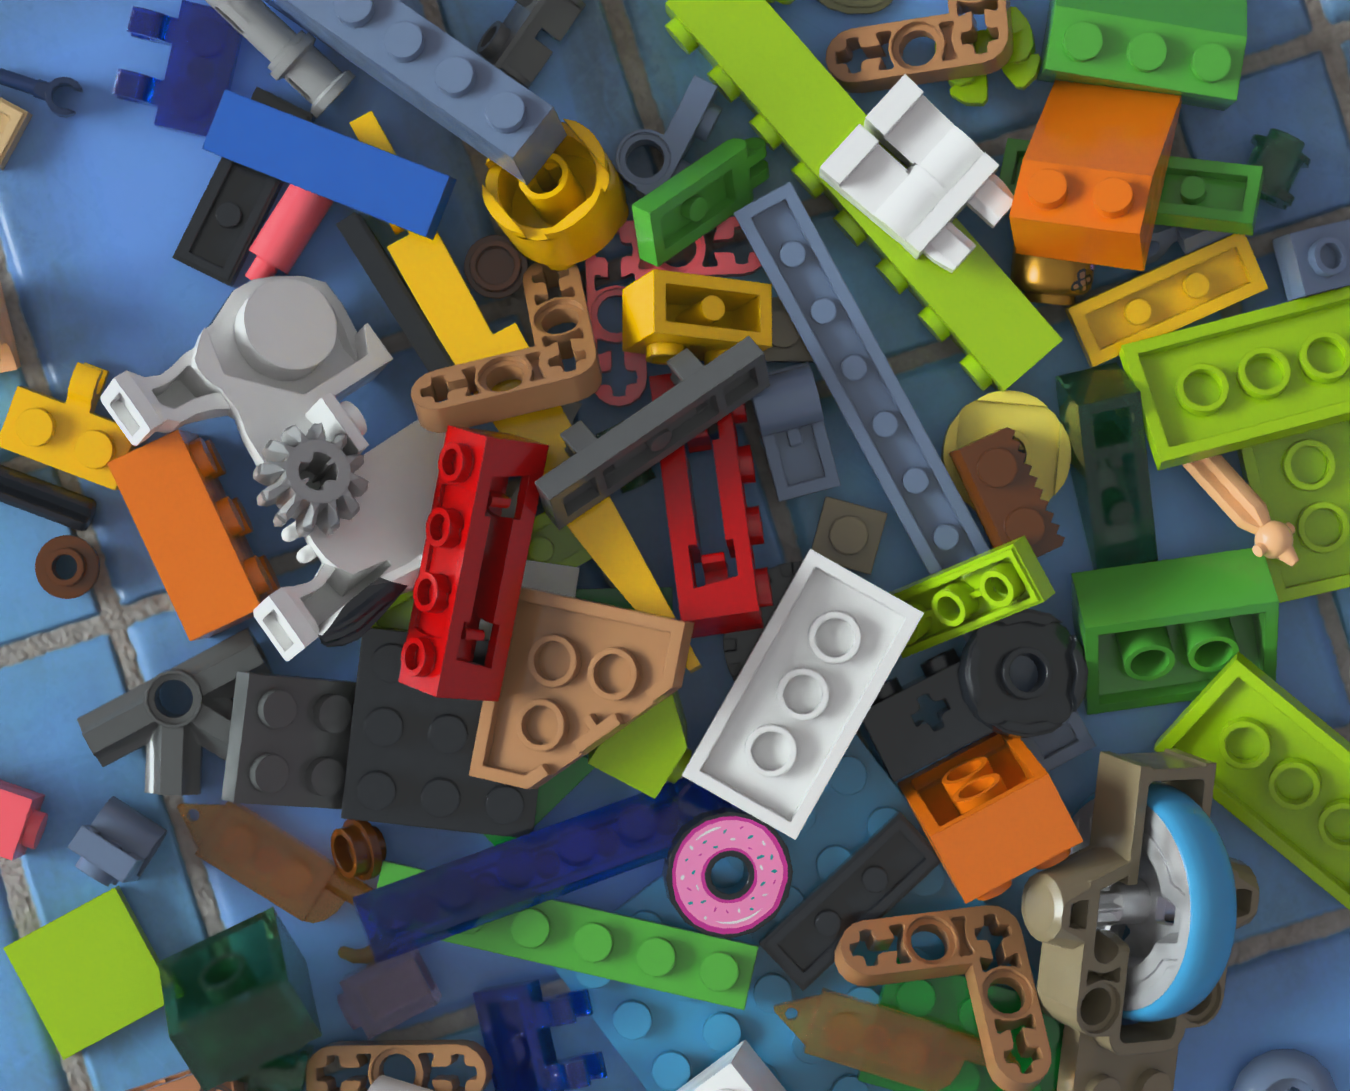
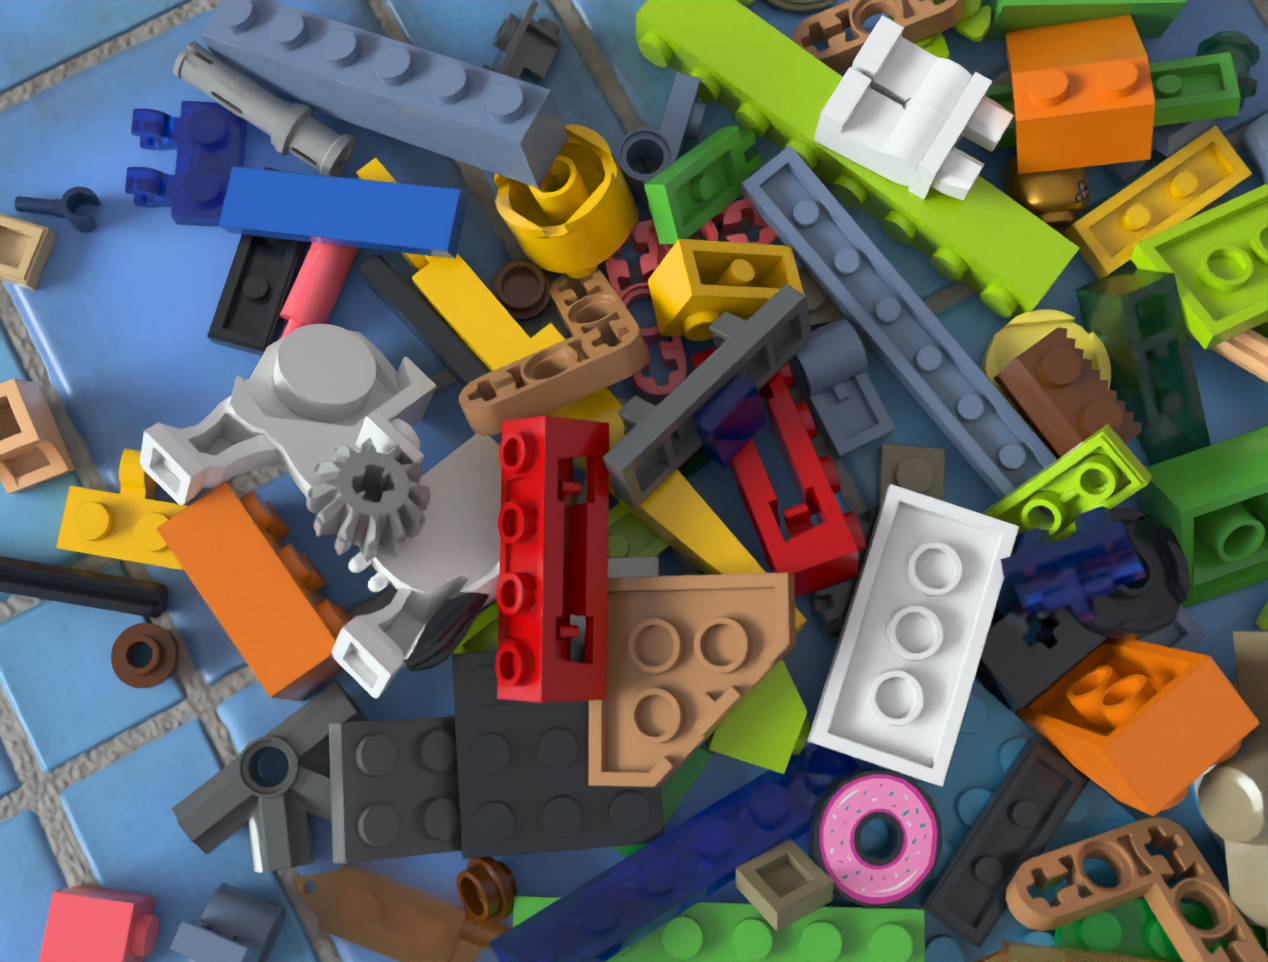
camera: 15 degrees left, 10 degrees down
(632, 898) = (784, 884): none -> dark tan plate
(667, 460) = (730, 419): none -> clear blue tile
(962, 667) = (1073, 568): none -> clear blue hips

